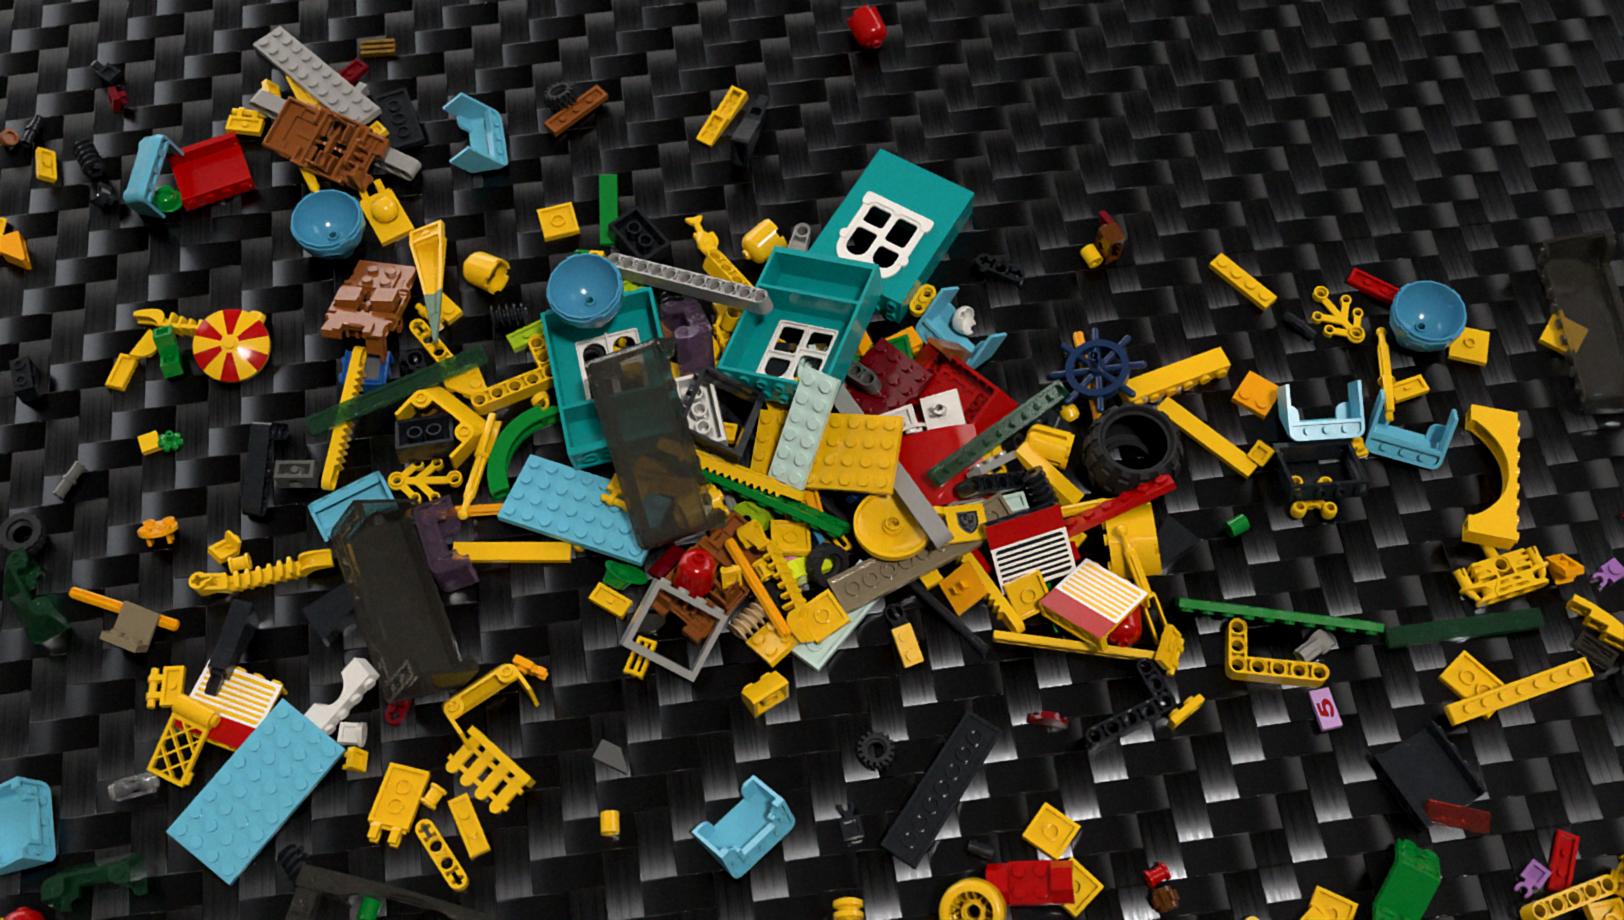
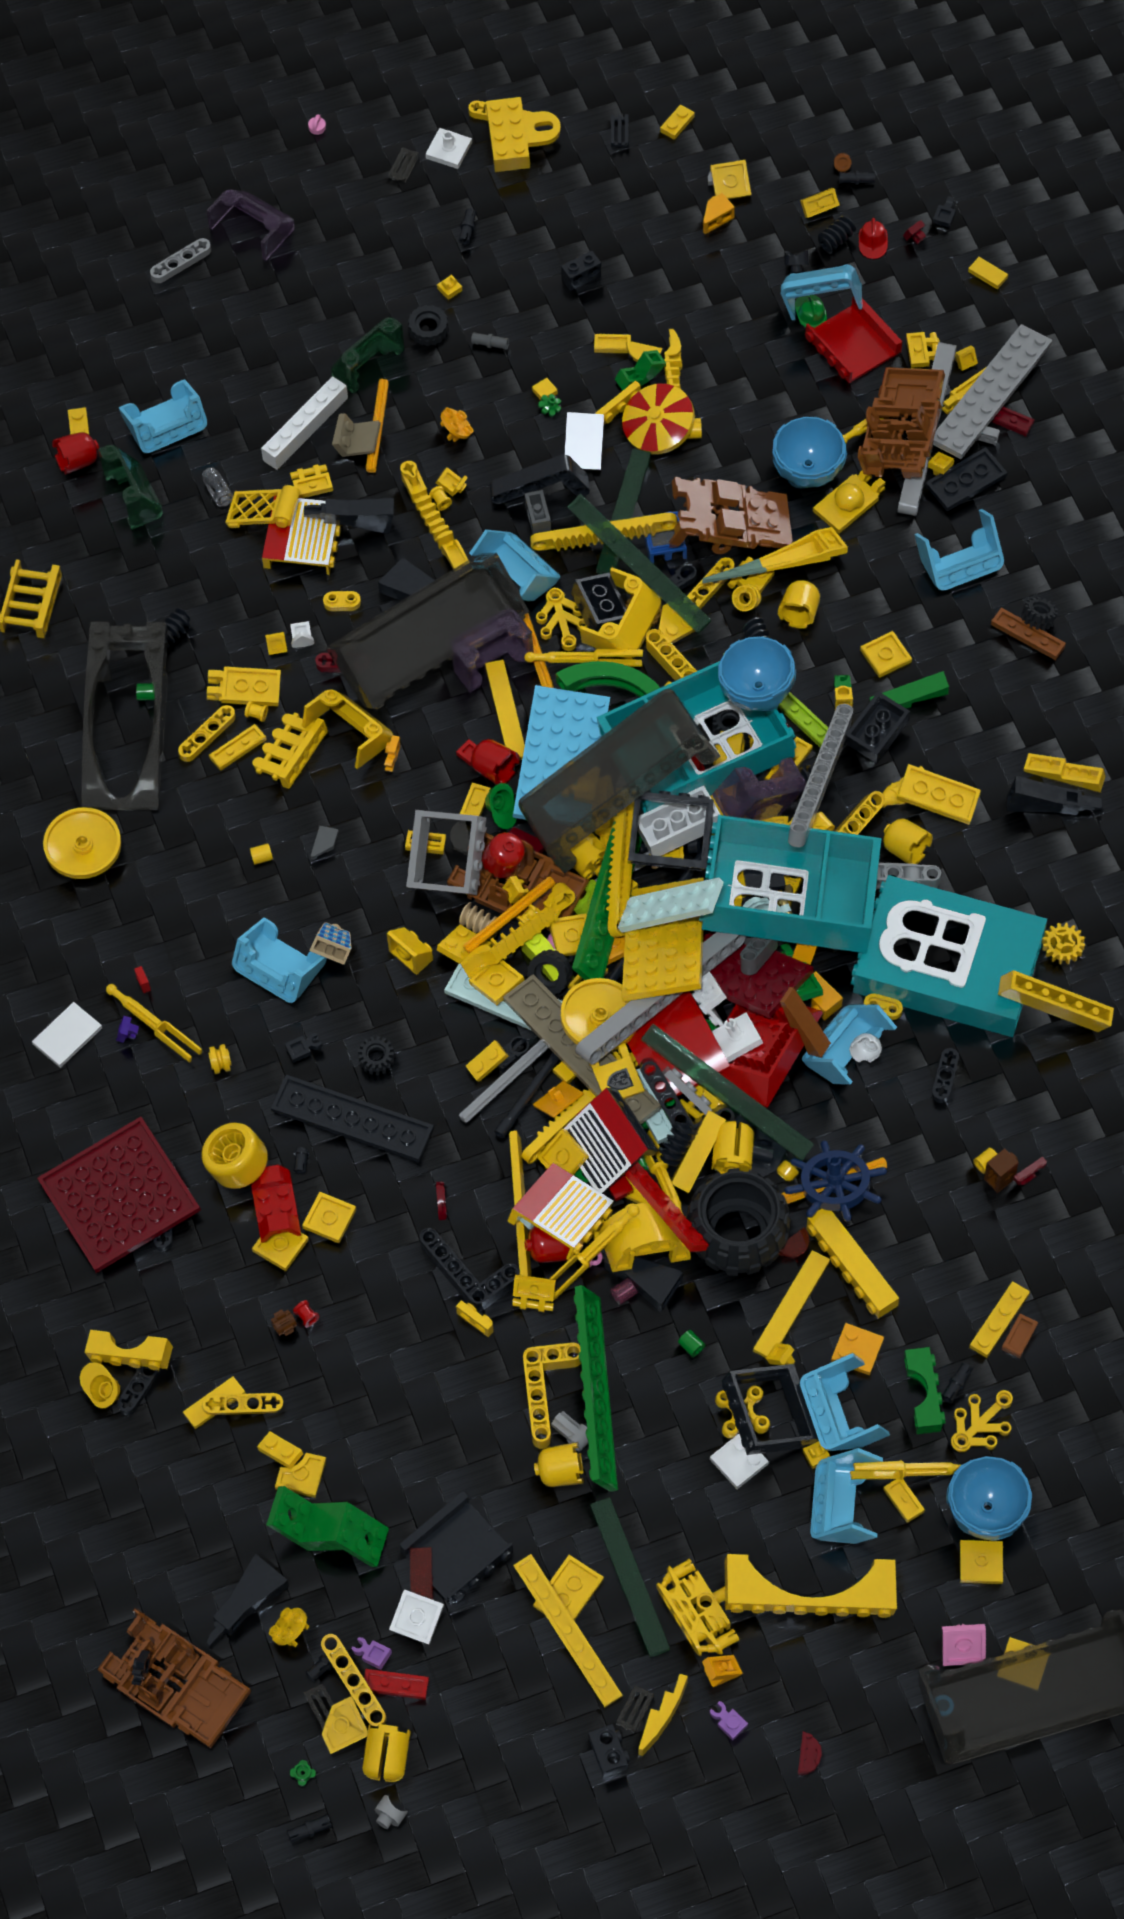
camera: 80 degrees right, 0 degrees up
(91, 679) = (304, 422): none -> white brick
(106, 134) = (873, 239): none -> red piece
(185, 57) = (988, 273): none -> yellow tile
(205, 391) = (619, 402): none -> yellow plate
(228, 414) = (585, 439): none -> tile
(256, 791) = (231, 576): medium azure plate -> none
(317, 399) = (626, 502): none -> clear green tile
(327, 684) = (341, 601): none -> yellow plate
(357, 679) = (341, 616): white arch -> none
(377, 46) = (1049, 423): pearl gold tile -> none
(470, 314) = (755, 597): none -> yellow wheel
(549, 595) = (465, 751): none -> red tile
(571, 571) = (494, 761): none -> red cylinder
(719, 211) = (938, 794): none -> yellow tile
(741, 766) = (332, 943): none -> tan torso
(895, 147) = (1065, 951): none -> yellow gear
(930, 637) = (503, 1081): none -> light grey axle
(962, 161) = (1055, 1001): none -> yellow brick
(1175, 572) = (623, 1291): none -> clear pink gear
(1260, 270) = (1019, 1335): none -> dark orange tile
(1325, 709) = (508, 1449): lavender tile -> none
(1328, 351) = (919, 1366): none -> green arch
(1355, 661) = (560, 1465): none -> yellow cylinder
(1356, 514) = (736, 1464): none -> white plate
(1372, 286) = (1033, 1454): red tile -> none
(1499, 827) = (416, 1617): none -> white plate
(1551, 370) = (963, 1644): none -> bright pink tile

